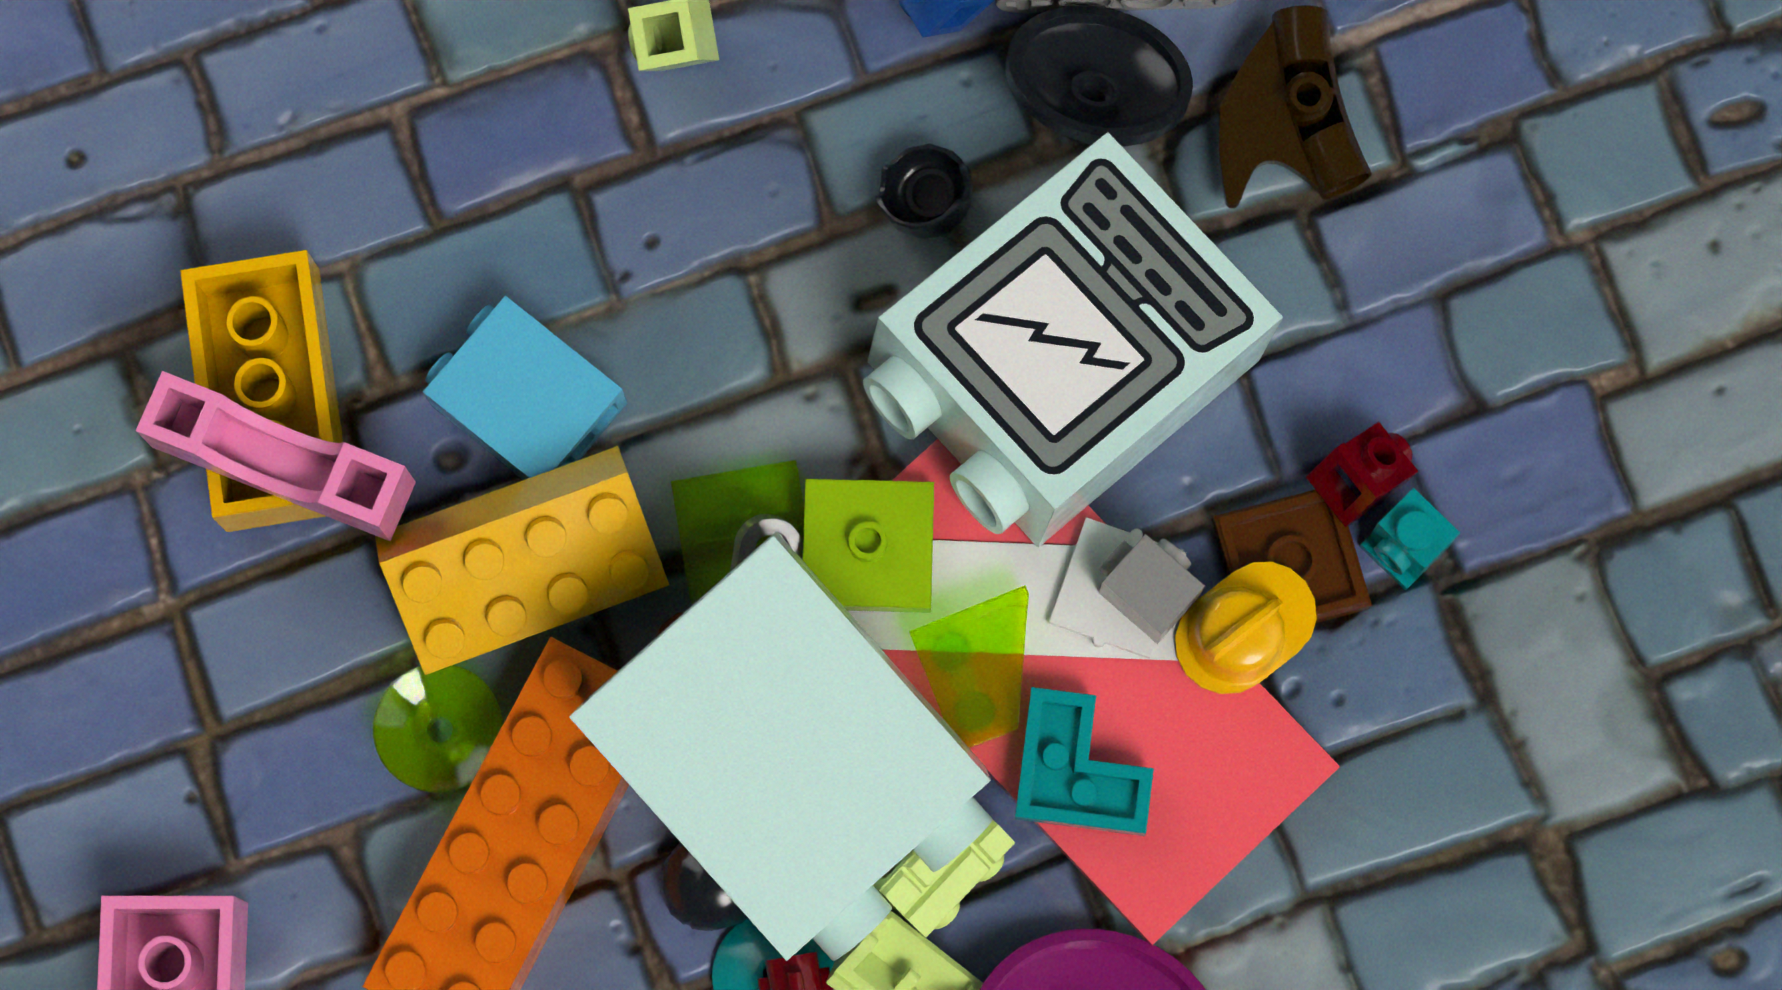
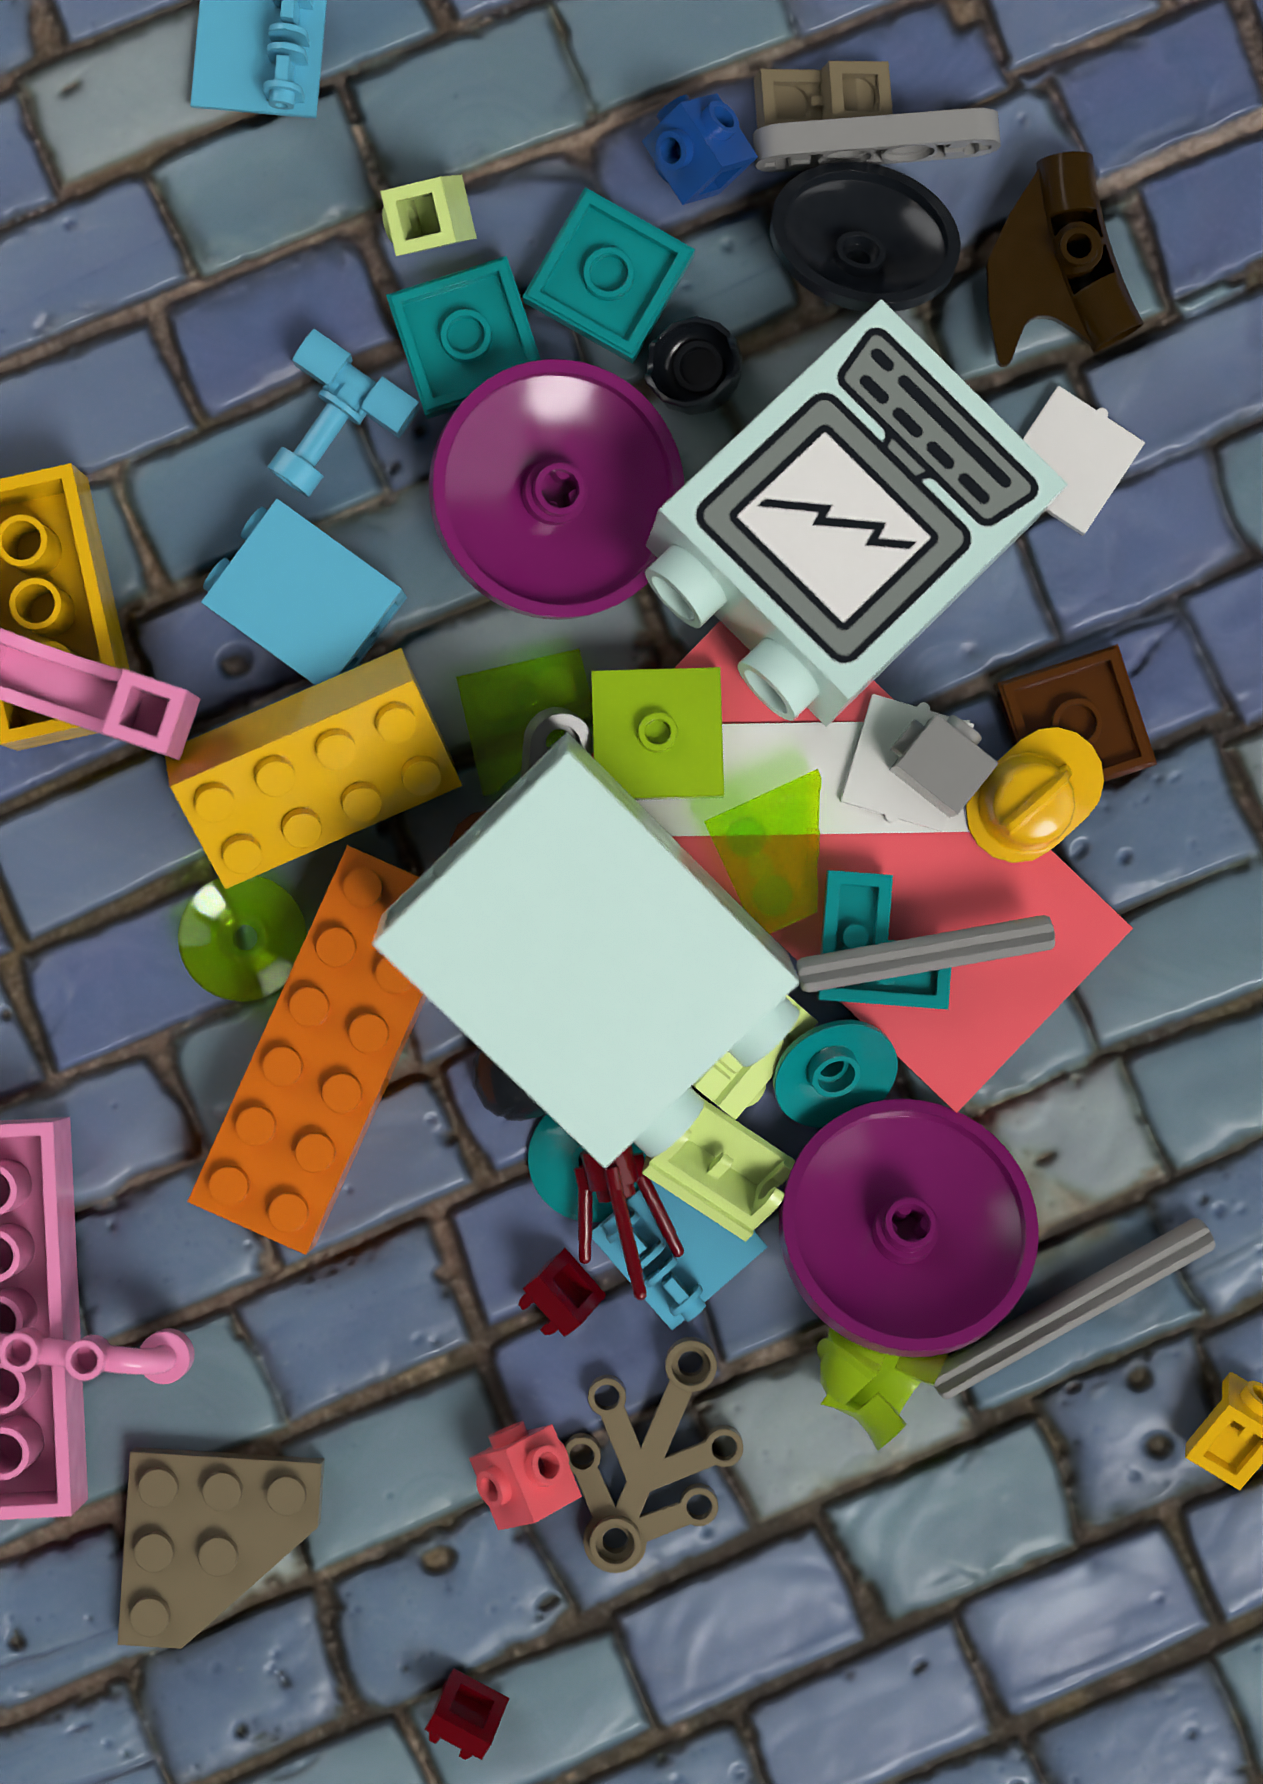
camera: 10 degrees left, 10 degrees up
(581, 204) = (348, 397): none -> medium azure bar
(703, 153) = (462, 332): none -> teal plate
(777, 300) = (553, 488): none -> magenta dish
(847, 102) = (608, 275): none -> teal plate
(1055, 903) = (834, 1071): none -> teal dish
(1124, 773) = (925, 953): none -> light grey axle
(1312, 298) = (1085, 452): none -> white piece
(1376, 465) = (1157, 622): dark red brick -> none
(1409, 539) = (1194, 697): teal brick -> none

